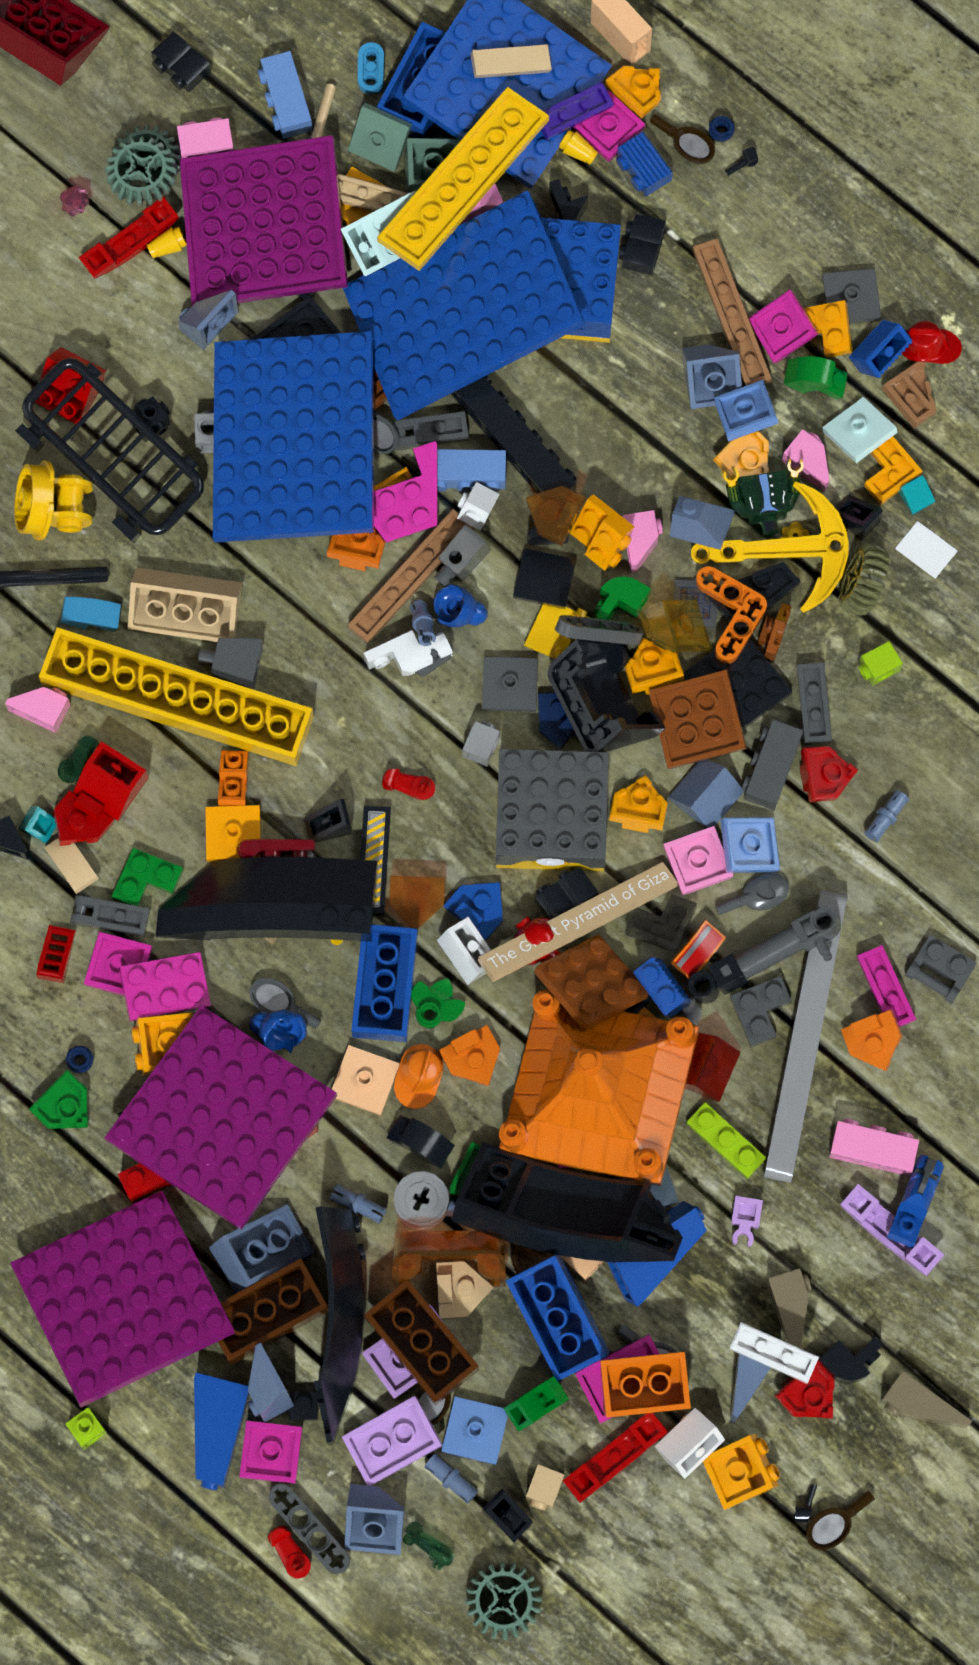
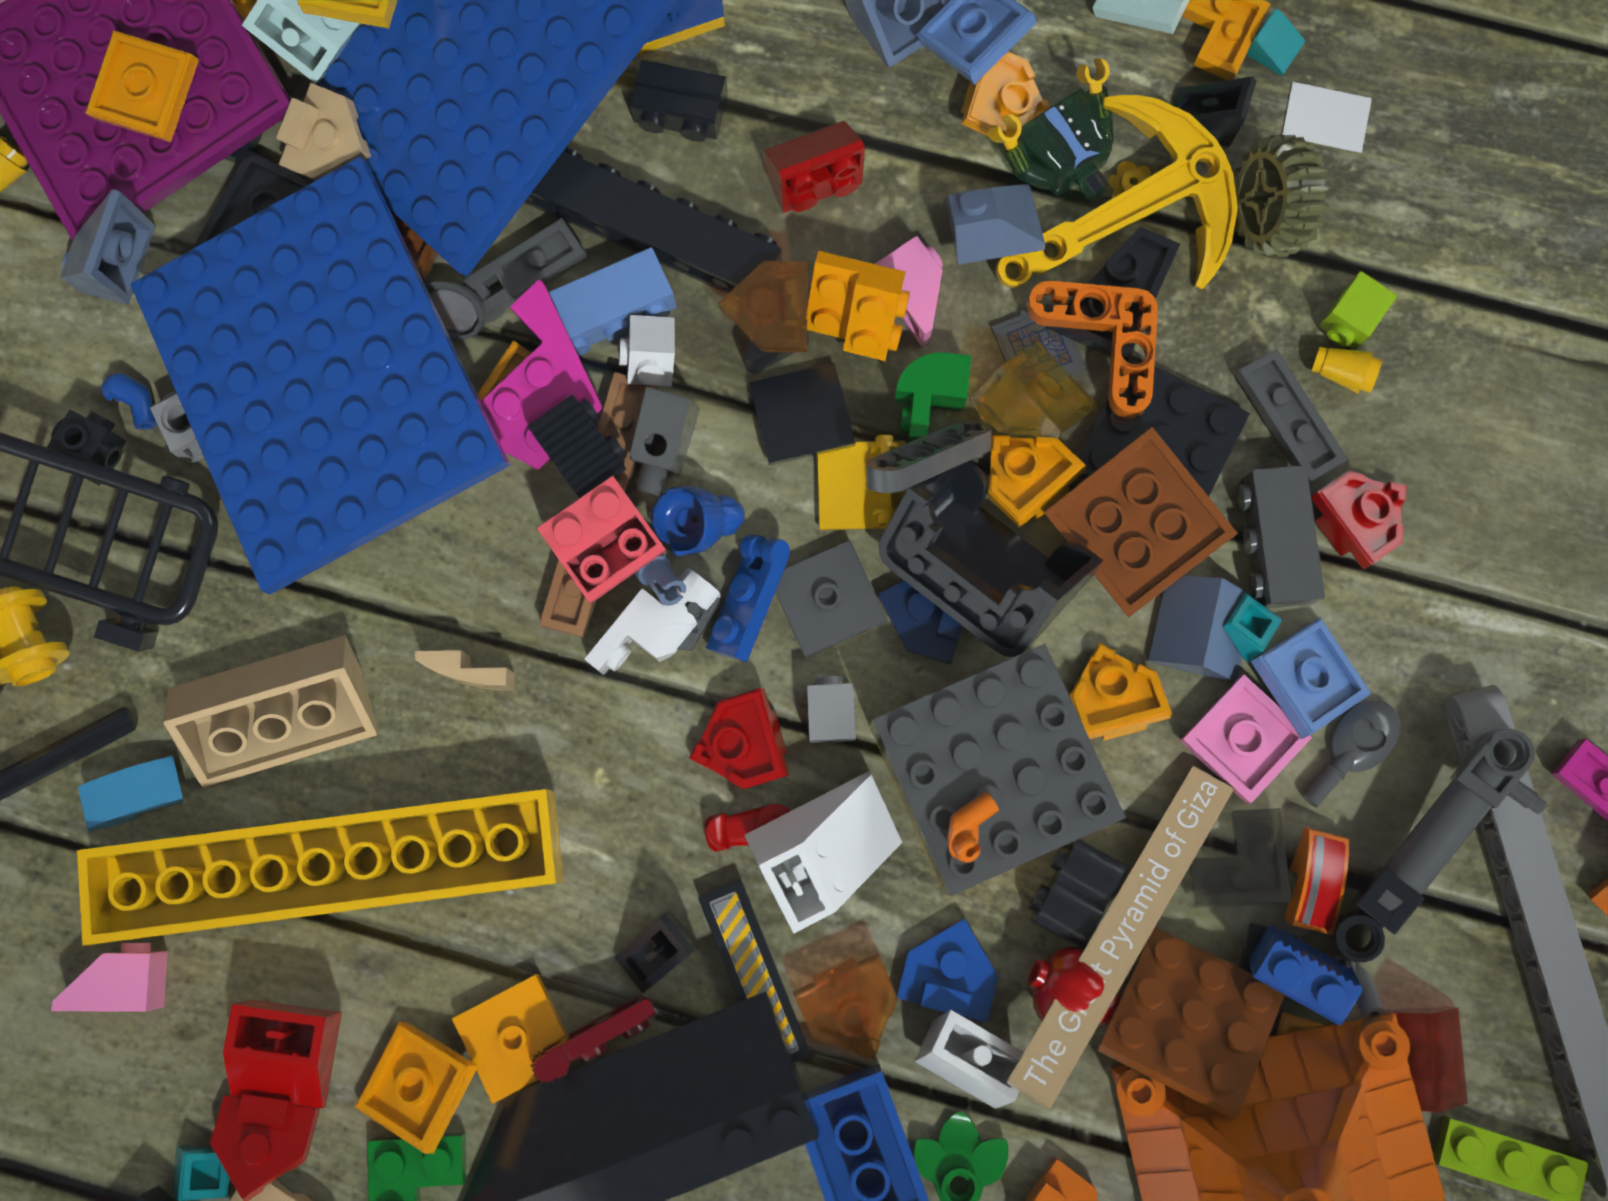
camera: 25 degrees left, 5 degrees up
(73, 765) = (207, 1059): clear green piece -> none
(171, 831) = (416, 1087): none -> light orange plate
(186, 402) = (133, 393): none -> blue arm
(233, 778) = (475, 950): orange slope -> none
(234, 660) = (391, 765): dark grey torso -> none
(271, 238) = (142, 86): none -> light orange plate
(292, 628) = (456, 667): none -> tan slope
(355, 307) = (320, 133): none -> tan plate
(357, 550) = (499, 501): orange plate -> none
(402, 593) = (601, 539): none -> coral slope
(413, 539) = (577, 445): none -> black brick
(427, 736) = (743, 741): none -> red plate
(444, 809) = (825, 850): none -> white slope
(467, 662) = (749, 596): none -> blue plate
(519, 820) = (964, 827): none -> orange arm
(561, 375) = (679, 101): none -> black brick
(618, 447) = (815, 167): none -> red slope
(730, 802) = (1251, 627): none -> teal slope
(752, 1009) = (1441, 929): dark grey plate -> none
(773, 631) = (1182, 333): dark orange plate -> none
(812, 452) = (1094, 39): bright pink slope -> none
(860, 692) = (1348, 368): none -> yellow cone
(886, 816) = (1484, 536): sand blue pin -> none

